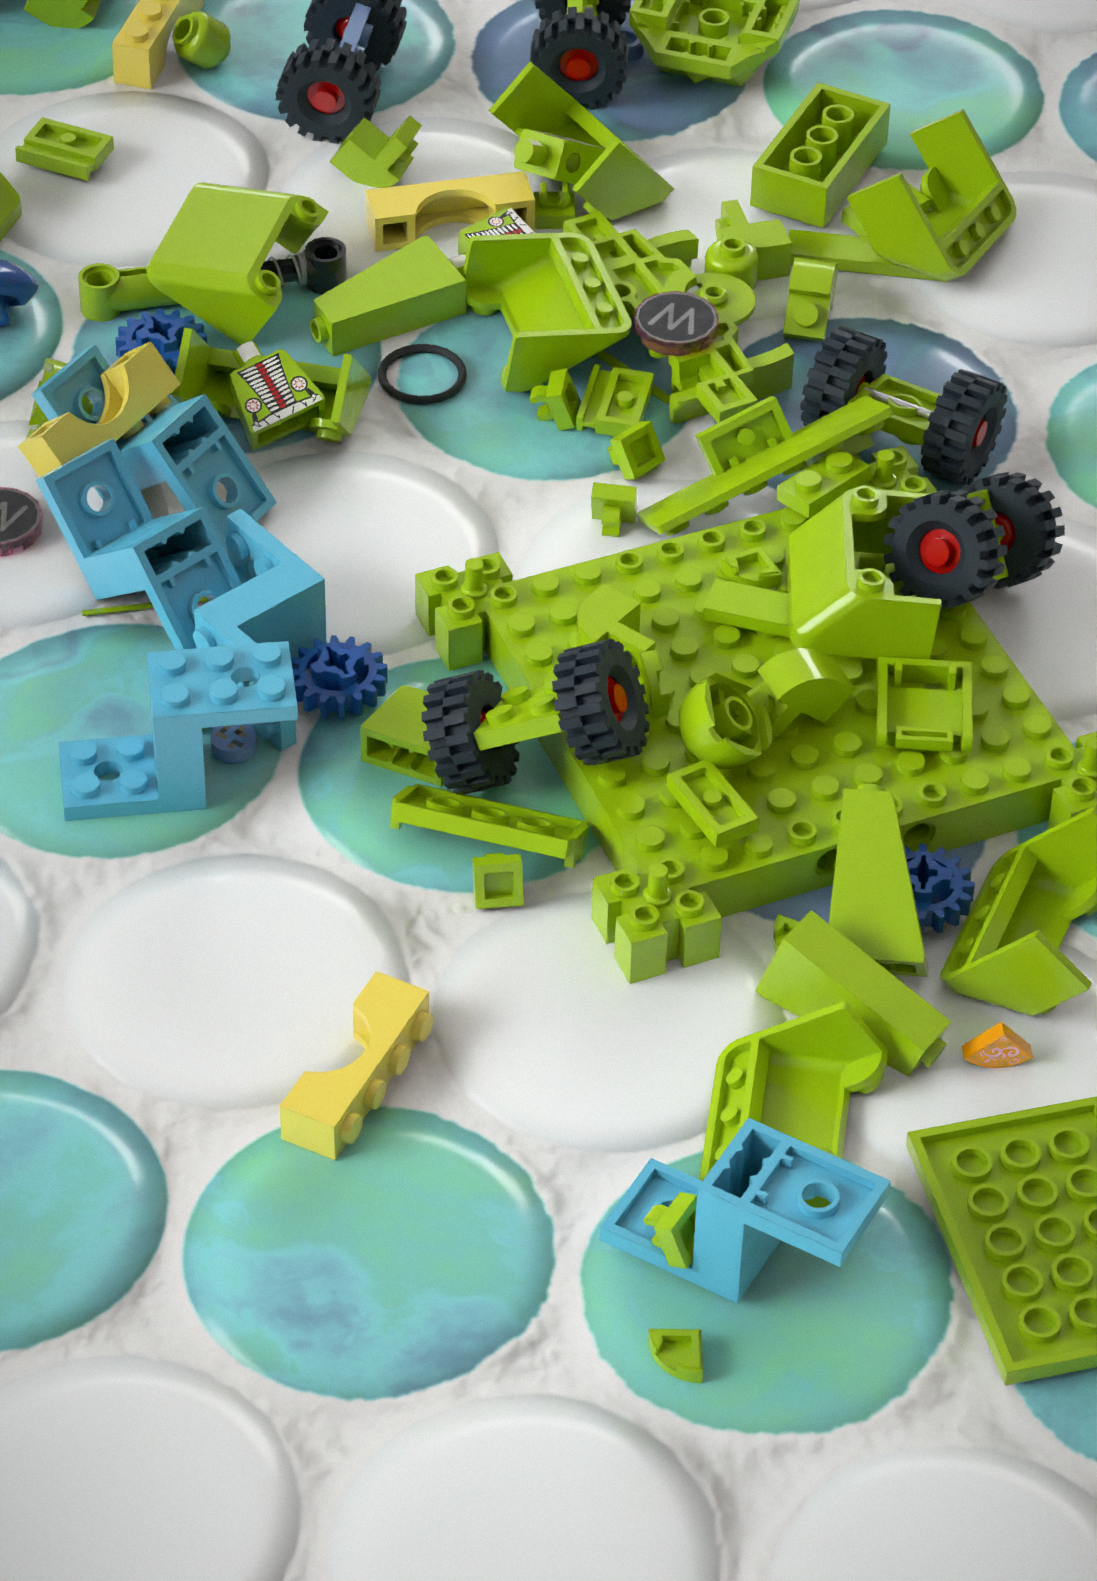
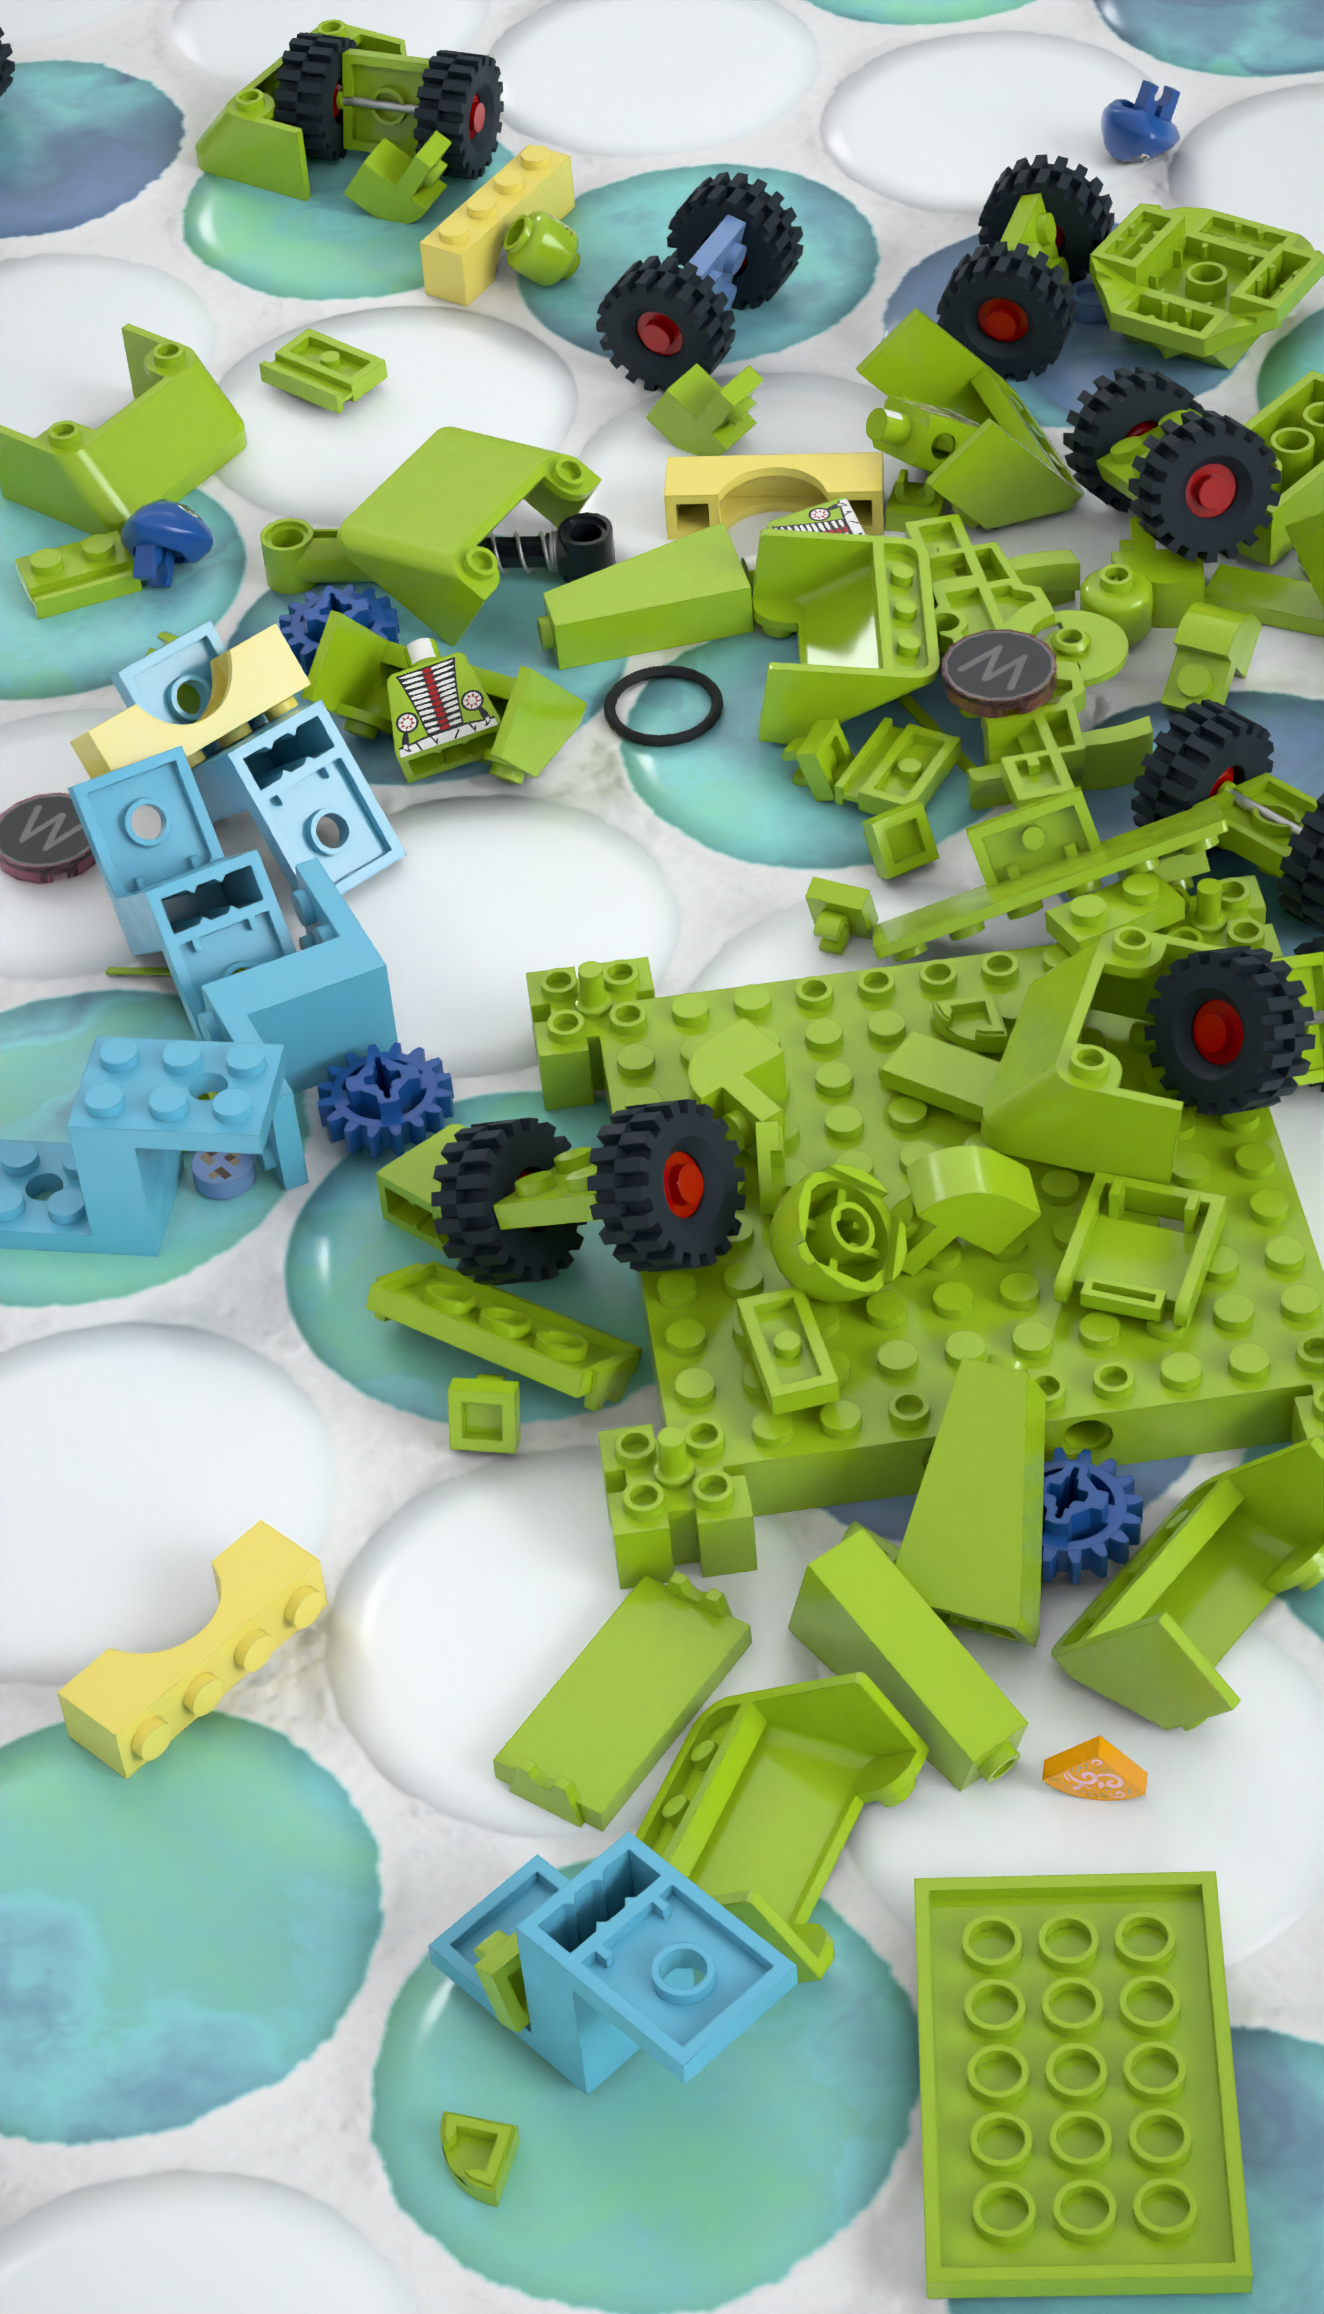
camera: 20 degrees right, 0 degrees up
(664, 1054) = (623, 1701): none -> lime brick
(768, 166) = (1178, 467): none -> black plate

